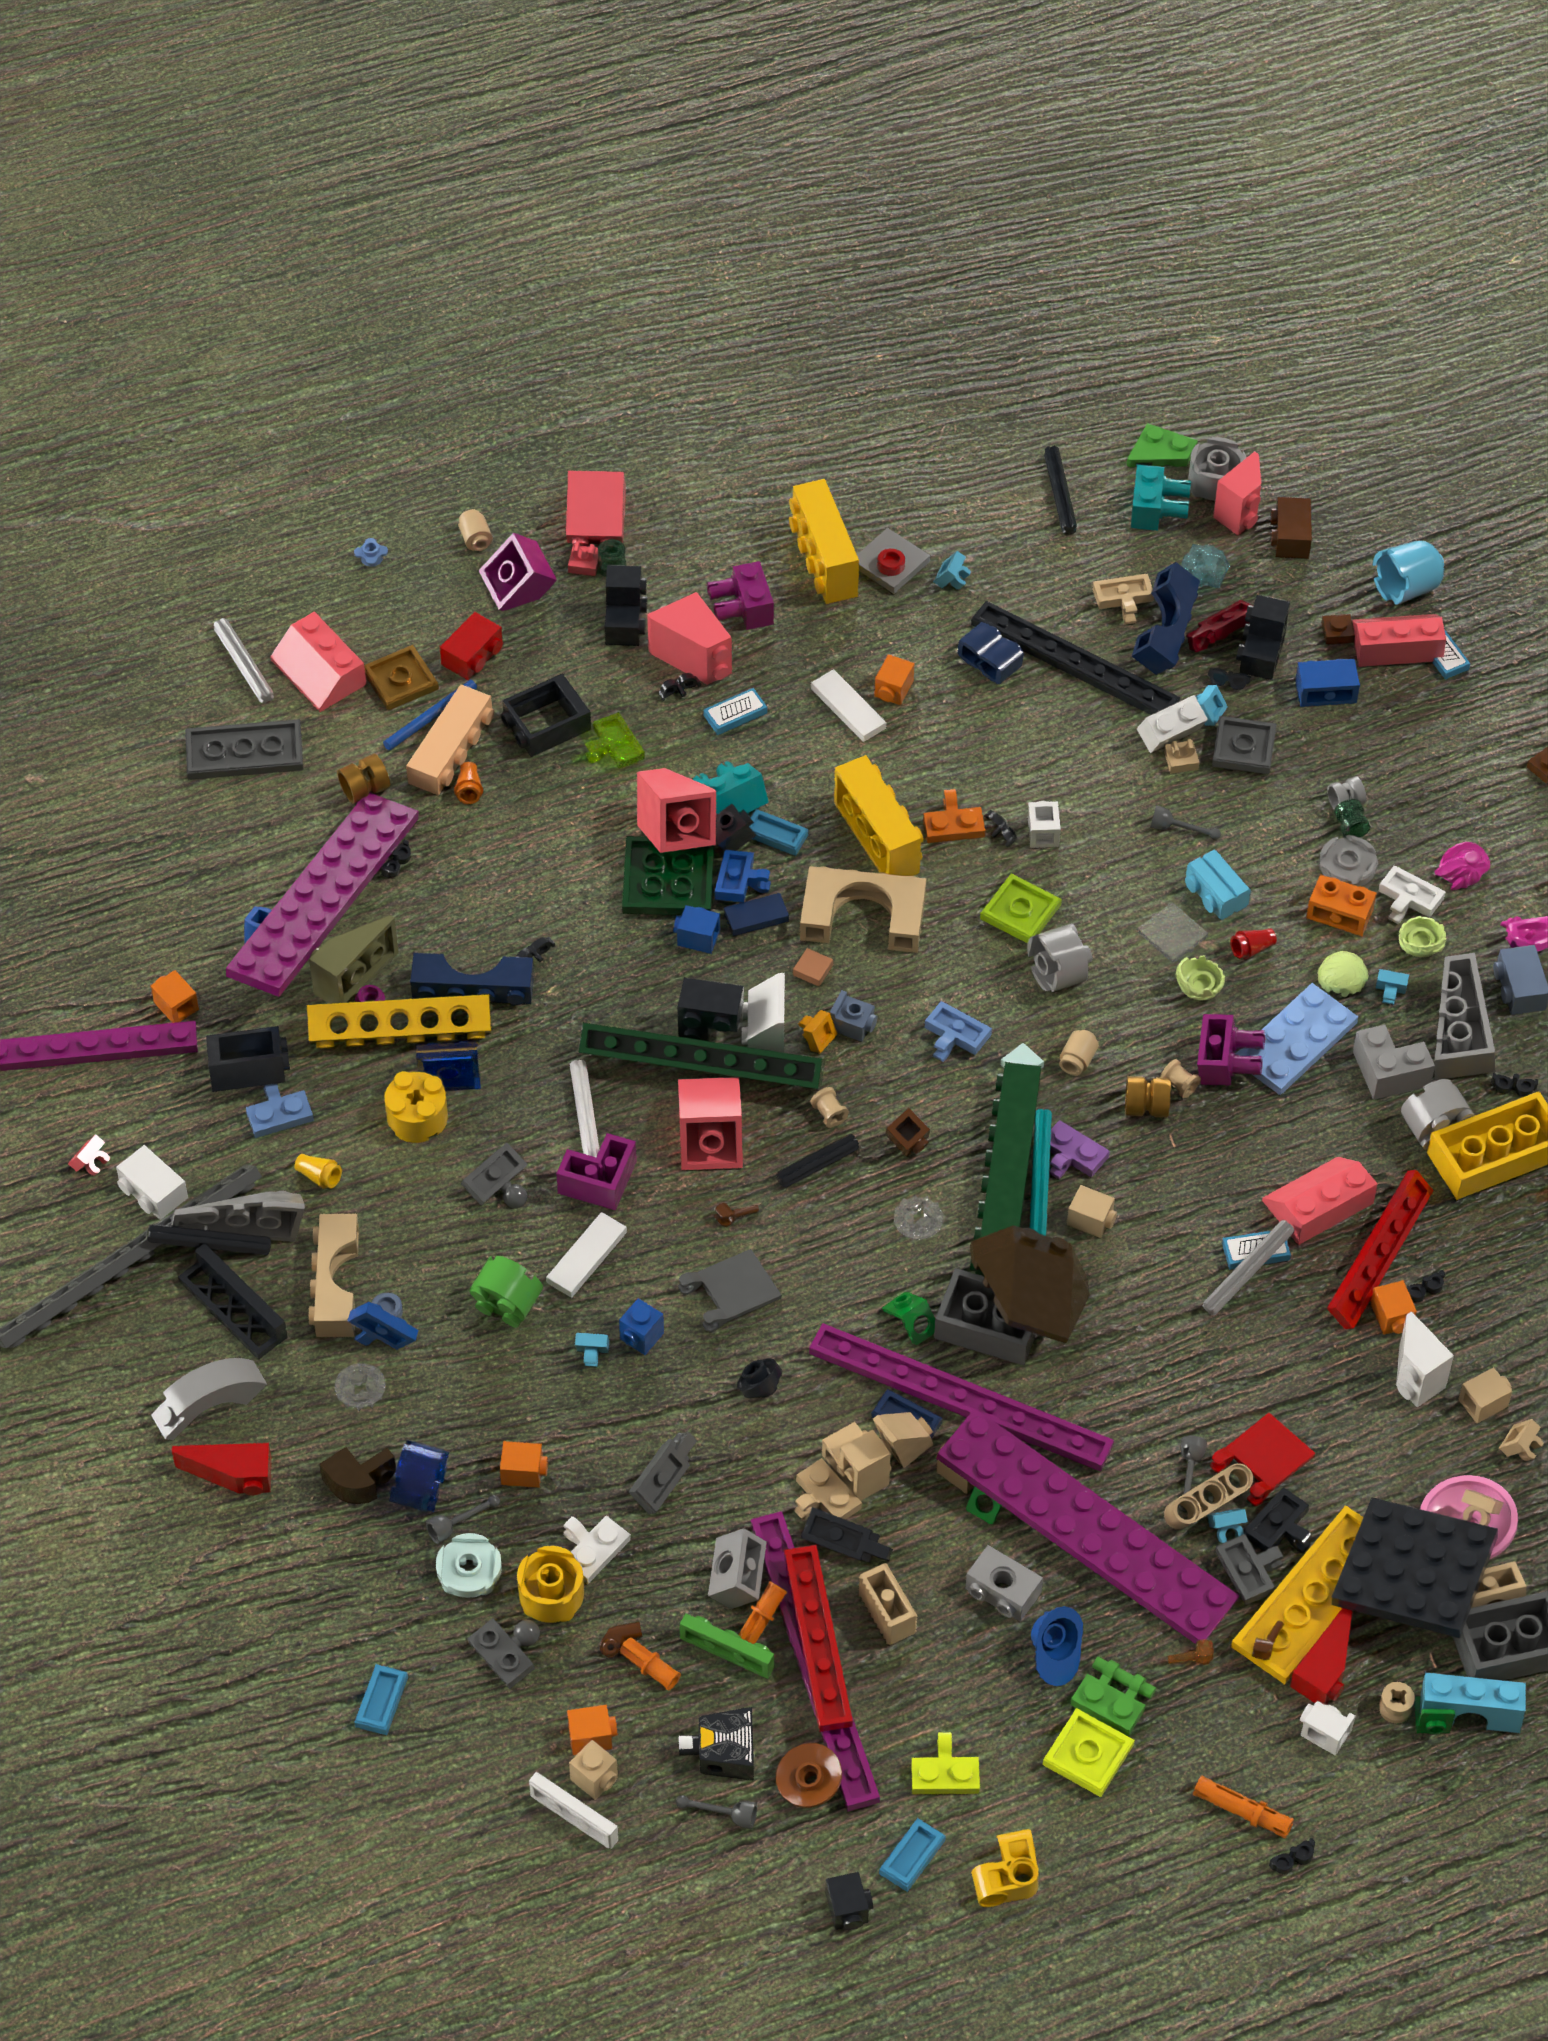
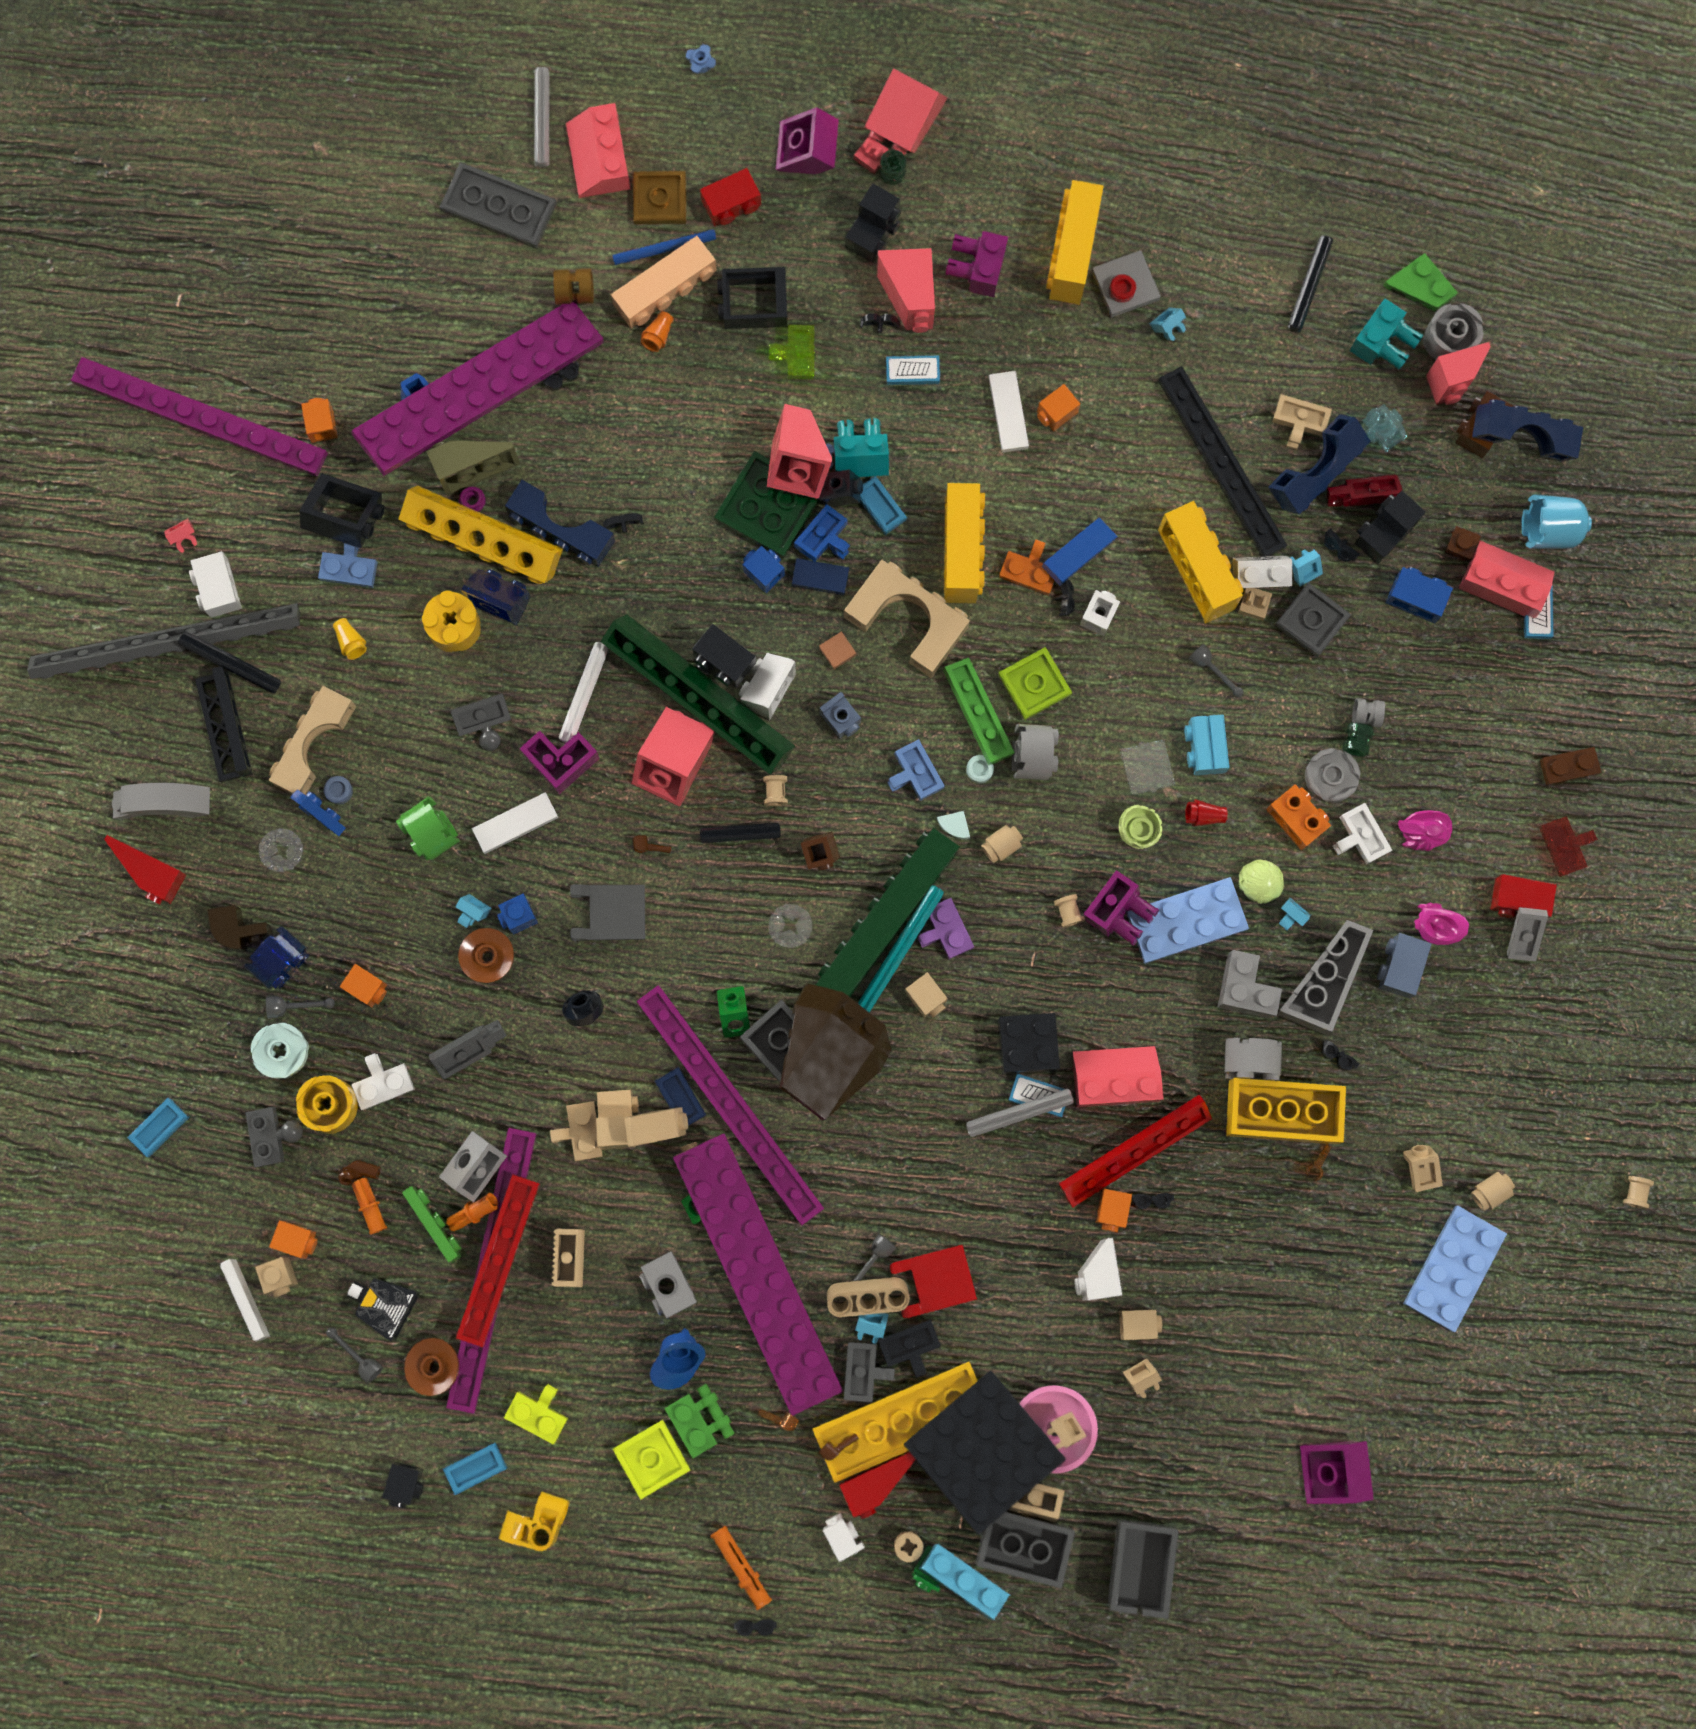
camera: 25 degrees right, 25 degrees up
(260, 1214) = (281, 661): light grey wedge -> none
(475, 530) = (795, 81): tan brick -> none
(631, 1367) = (476, 945): none -> dark orange dish
(818, 1030) = (805, 715): light orange tile -> none
(844, 1537) = (572, 1180): black hinge -> none
(983, 953) = (978, 711): none -> bright green plate
(990, 652) = (1154, 421): dark blue brick -> none
(991, 783) = (1079, 551): none -> blue tile
(1015, 1004) = (978, 769): none -> light aqua tile
(1110, 738) = (1200, 561): none -> yellow brick
(1147, 1096) = (1031, 915): pearl gold wheel -> none
(1217, 1205) = (1028, 1044): none -> black brick
(1362, 507) = (1555, 438): none -> dark blue arch
(1422, 937) = (1346, 883): yellowish green hair -> none

